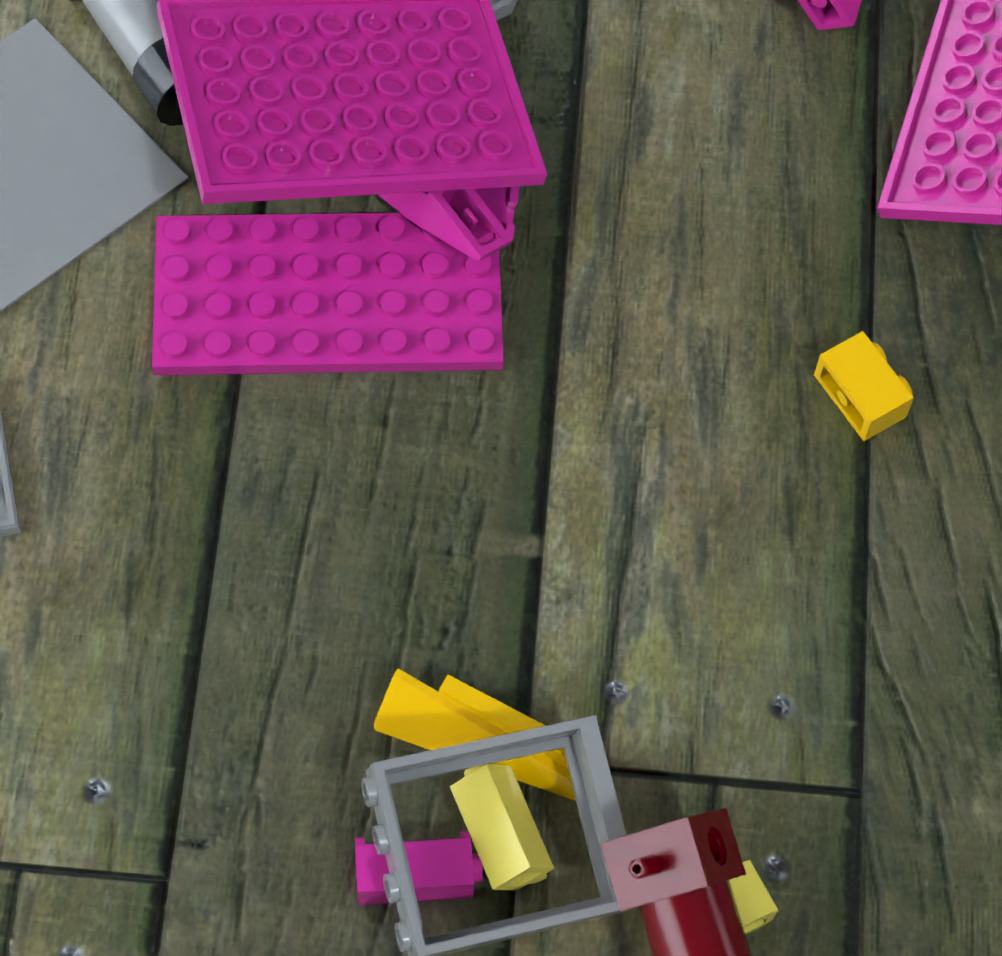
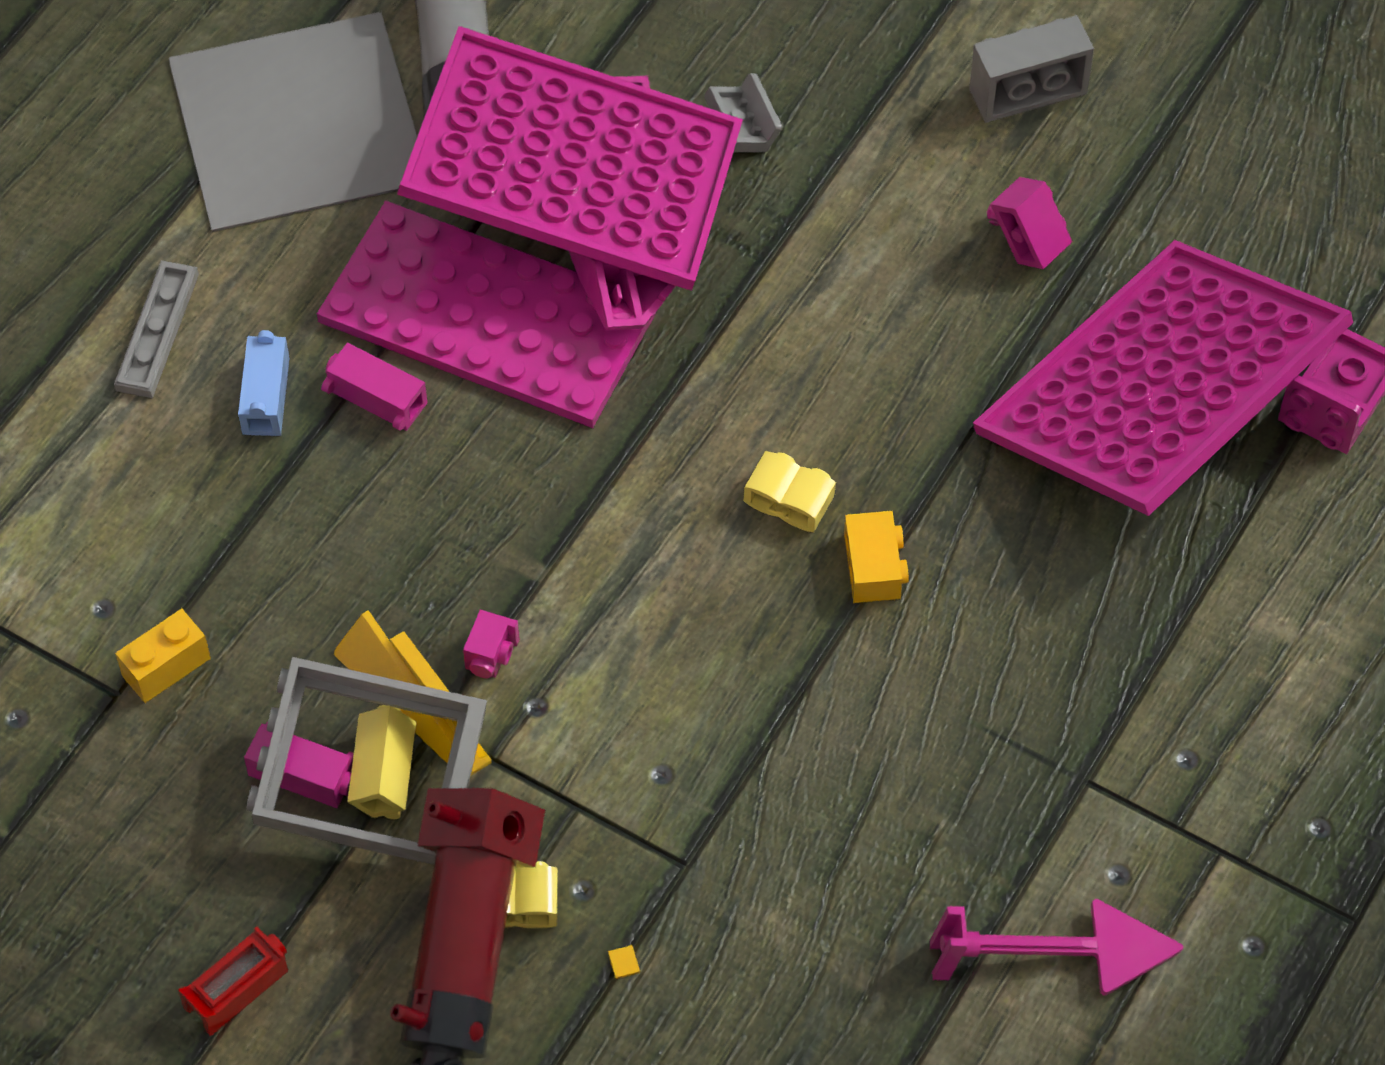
camera: 30 degrees right, 5 degrees down
(140, 468) = (264, 385): none -> light blue brick
(200, 816) = (163, 655): none -> yellow brick
(259, 419) = (375, 386): none -> dark pink brick
(538, 647) = (490, 644): none -> dark pink brick
(743, 352) = (789, 491): none -> light yellow brick
(861, 926) = (624, 962): none -> yellow window

